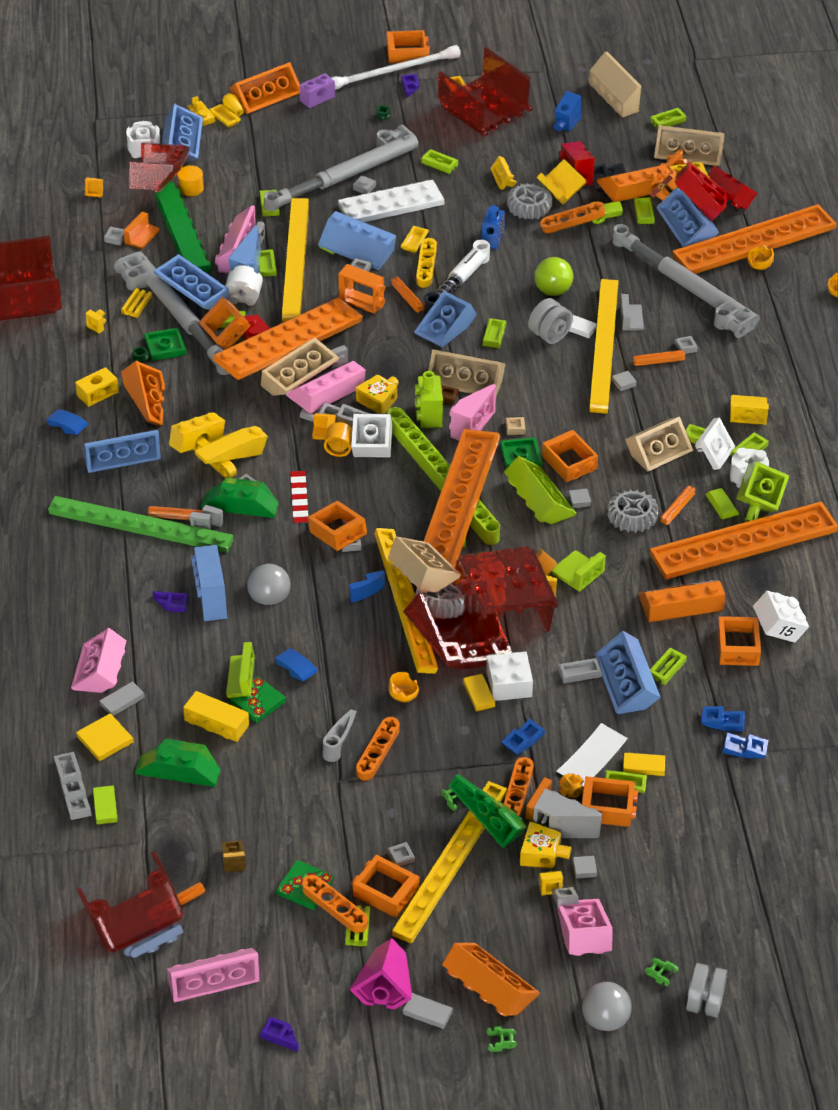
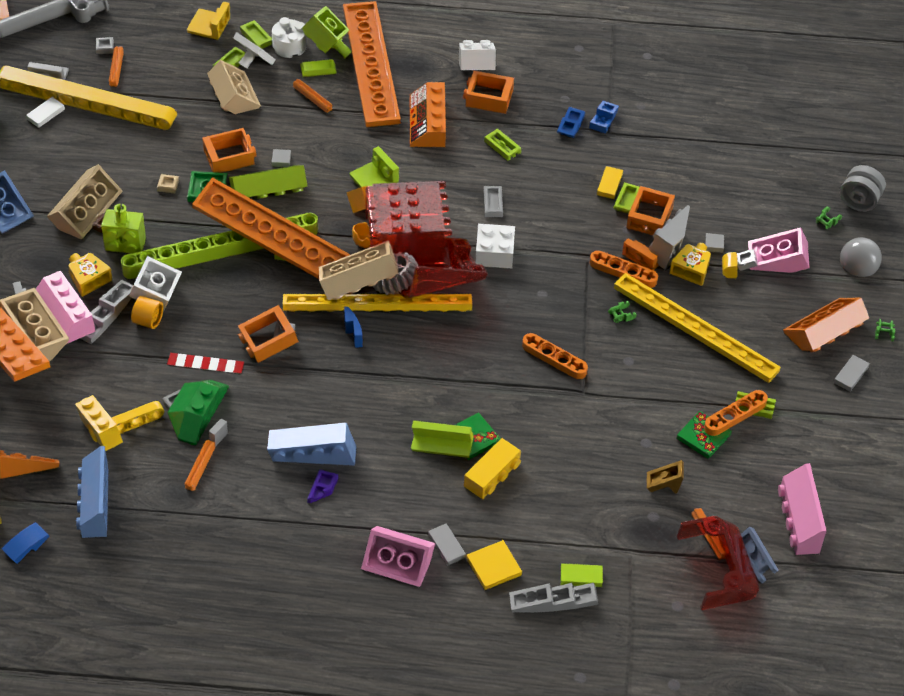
camera: 80 degrees left, 5 degrees up
(139, 524) = (202, 500): bright green plate -> none
(180, 762) = (540, 509): green wedge -> none
(200, 520) = (223, 443): light grey plate -> none
(234, 445) = (126, 395): yellow wedge -> none
(268, 584) = (326, 402): light grey piece -> none
(279, 1033) = (864, 478): dark purple tile -> none
(296, 664) = (437, 397): blue slope -> none
(321, 424) = (119, 323): light orange panel -> none
(336, 736) = (543, 378): light grey piece -> none
(384, 977) = (819, 391): dark pink slope -> none
(388, 905) = (728, 363): orange window -> none
(401, 854) = (680, 362): light grey tile -> none
(402, 687) = (491, 322): light orange hair -> none
(473, 411) = (157, 204): bright pink slope -> none
(479, 692) = (504, 273): yellow tile -> none
(493, 815) = (663, 282): green wedge -> none
(494, 333) = (30, 173): lime tile -> none
(523, 738) = (561, 252): blue slope -> none
(550, 321) = (45, 122): light grey wheel -> none
(571, 785) = (630, 229): light orange gear -> none
(594, 753) = (591, 214): white sticker -> none
(624, 381) = (138, 93): light grey tile -> none
(627, 674) = (511, 170): medium blue slope -> none
(632, 514) = (313, 124): light grey gear -> none

